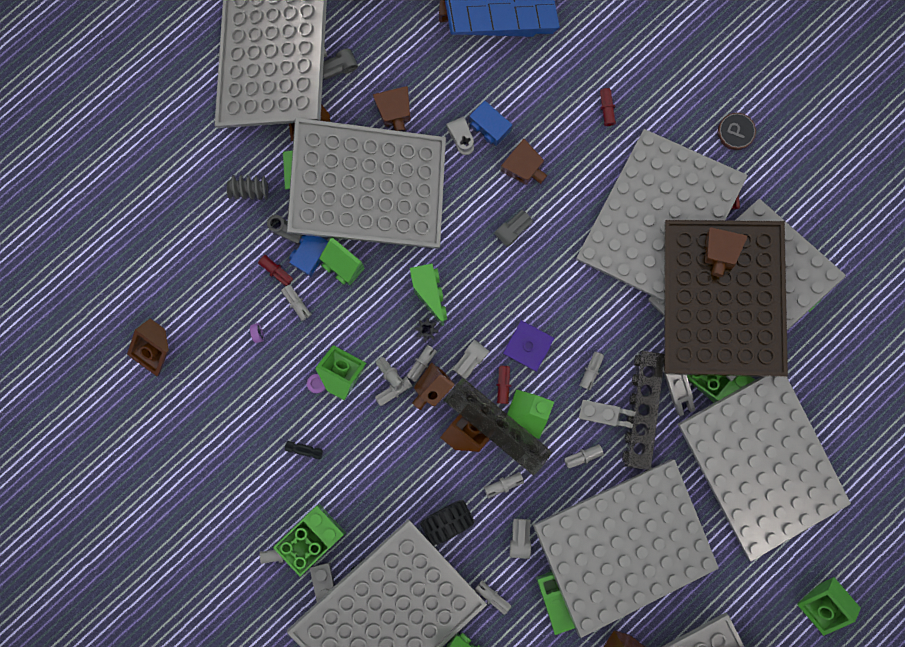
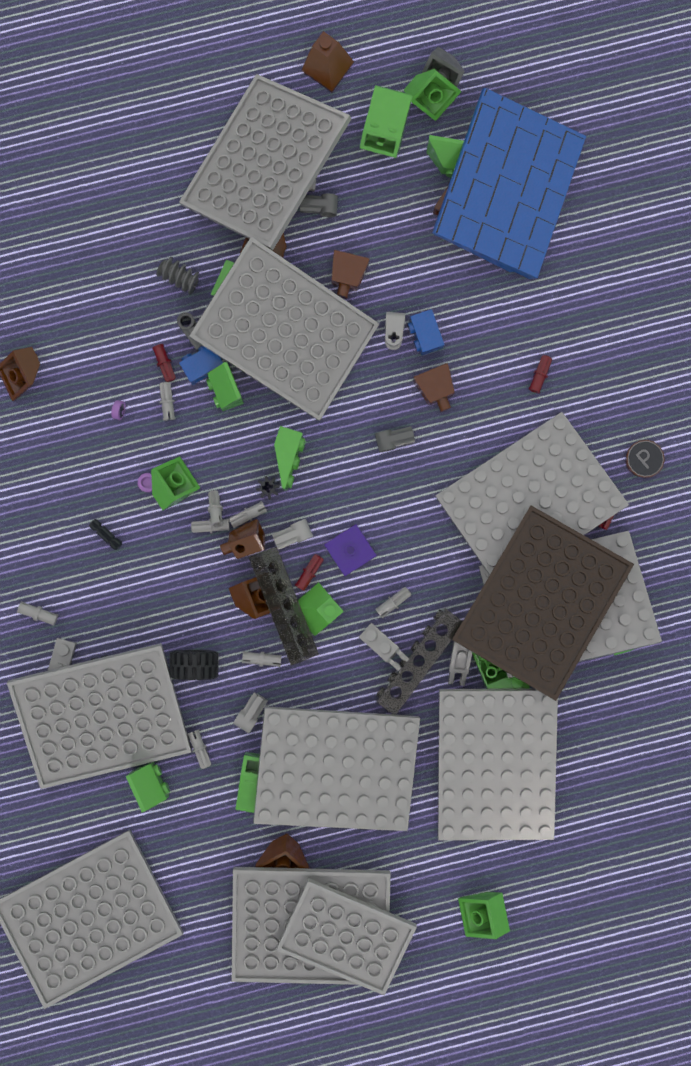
camera: 25 degrees right, 5 degrees up
(309, 540) = (69, 614): bright green slope -> none
(584, 456) = (344, 672): light grey axle -> none
(723, 249) = (564, 560): reddish brown torso -> none

